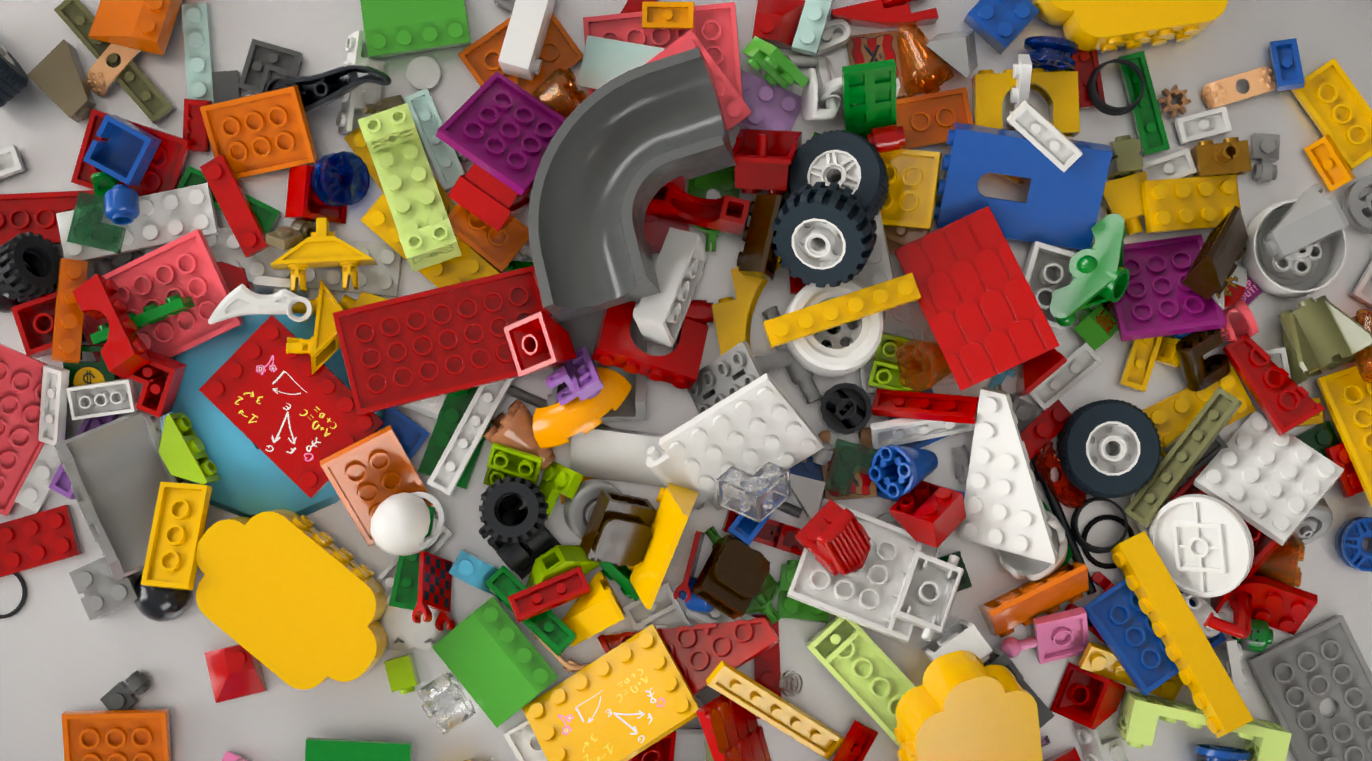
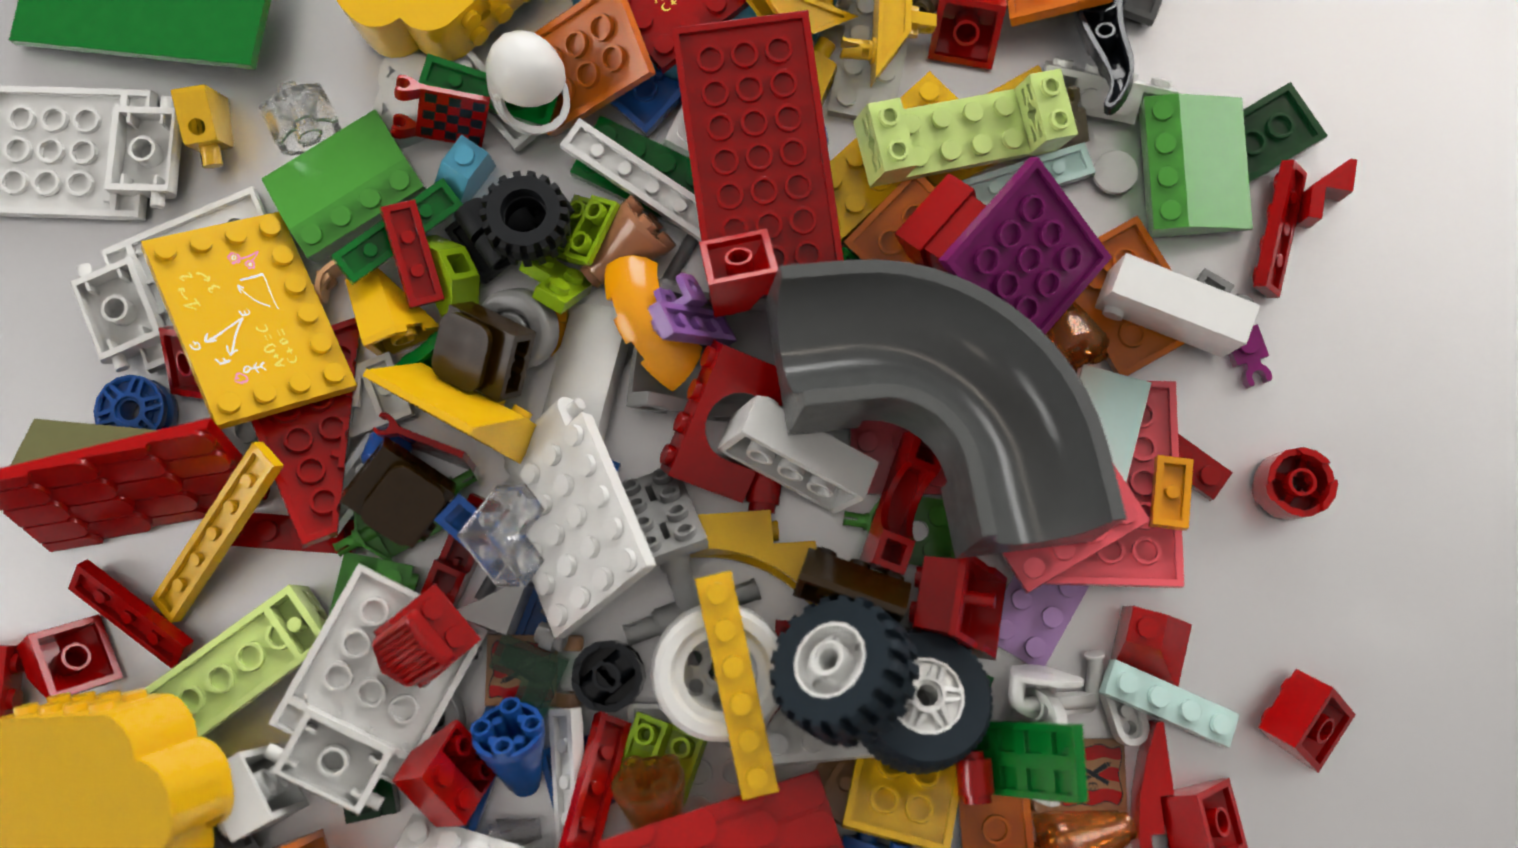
camera: 95 degrees right, 5 degrees down
(327, 179) = (990, 70): clear blue wheel -> none
(402, 673) = (348, 71): lime brick -> none
(774, 64) = (1092, 631): bright green plate -> none
(790, 683) = (257, 560): clear plate -> none

